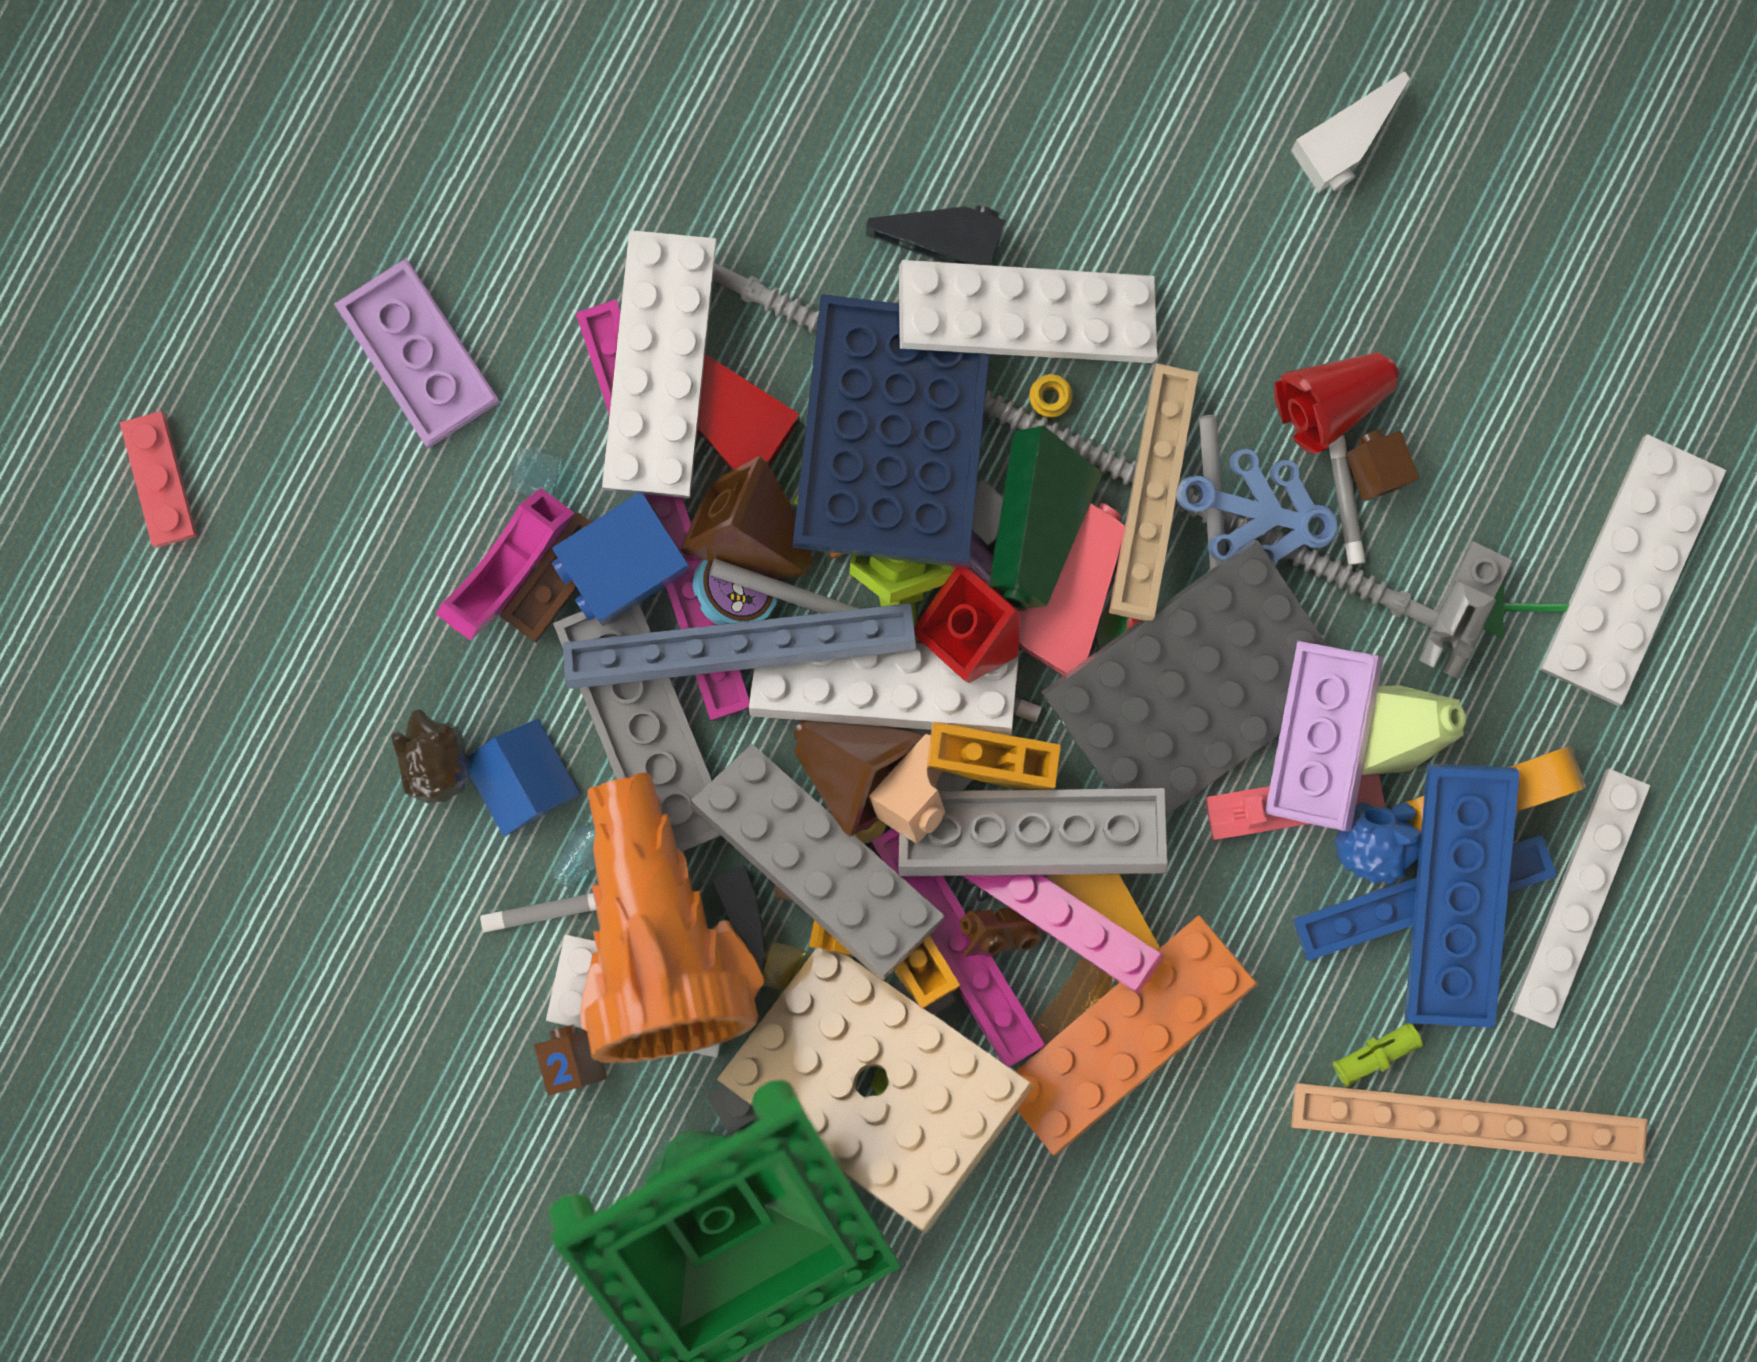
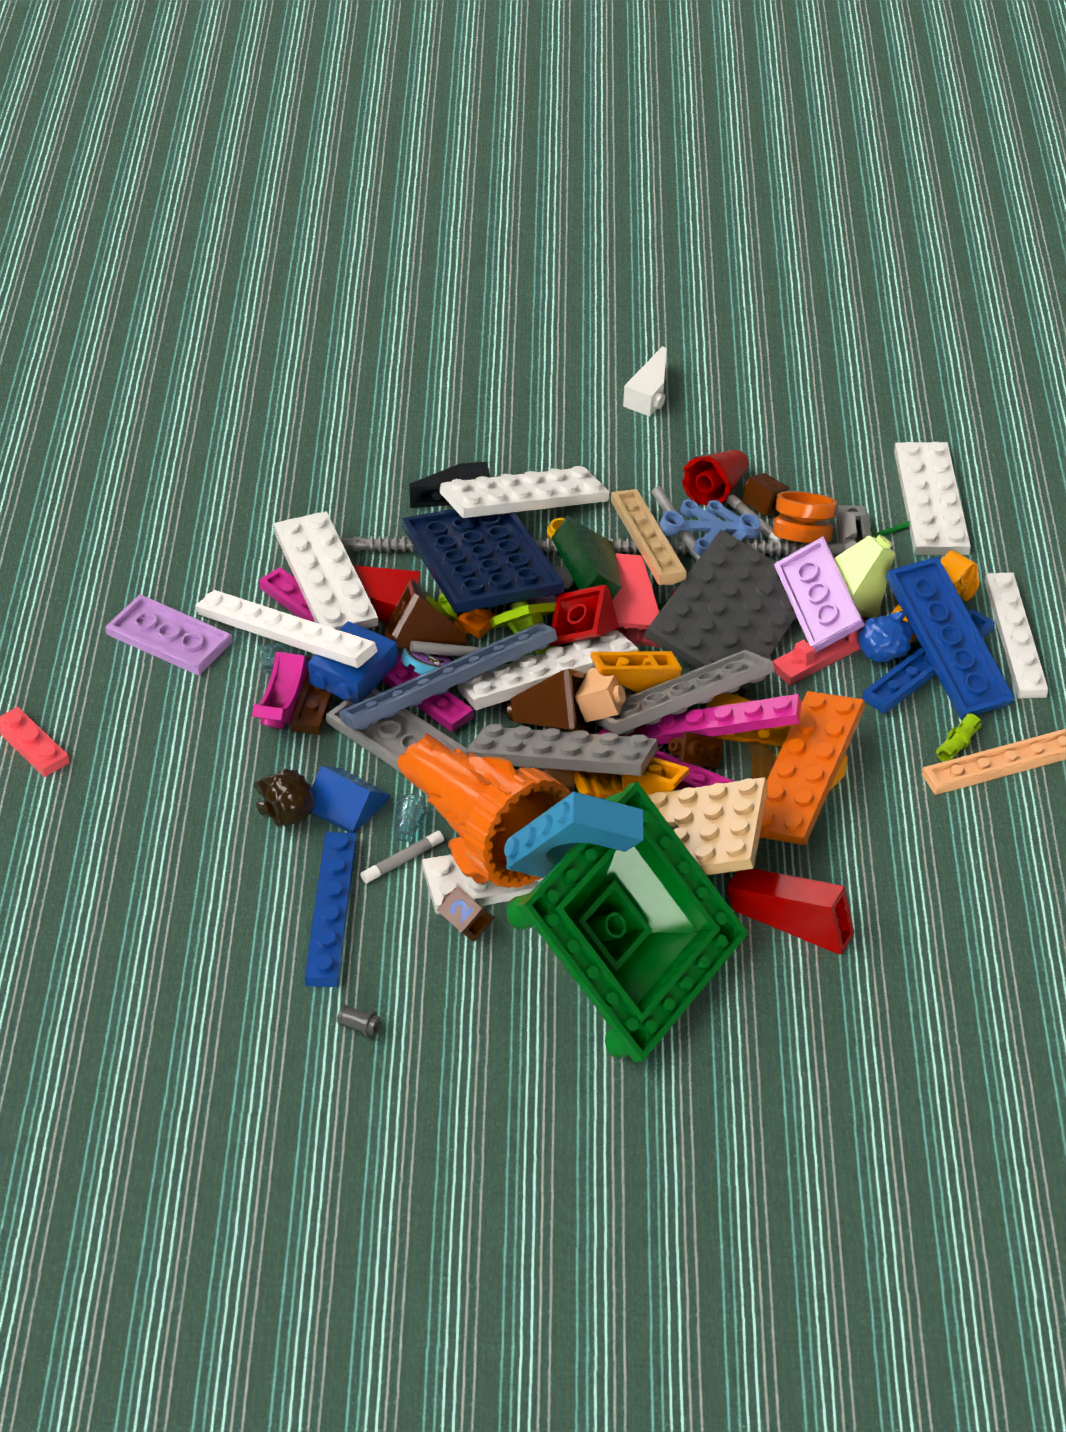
camera: 30 degrees left, 40 degrees down
(372, 1157) = (359, 1020): none -> dark grey pin
(419, 955) = (331, 910): none -> blue plate
(556, 456) = (287, 628): none -> white plate
(672, 1138) = (572, 821): none -> dark azure arch
(991, 1257) = (794, 905): none -> red slope
(1401, 558) = (804, 516): none -> orange wheel

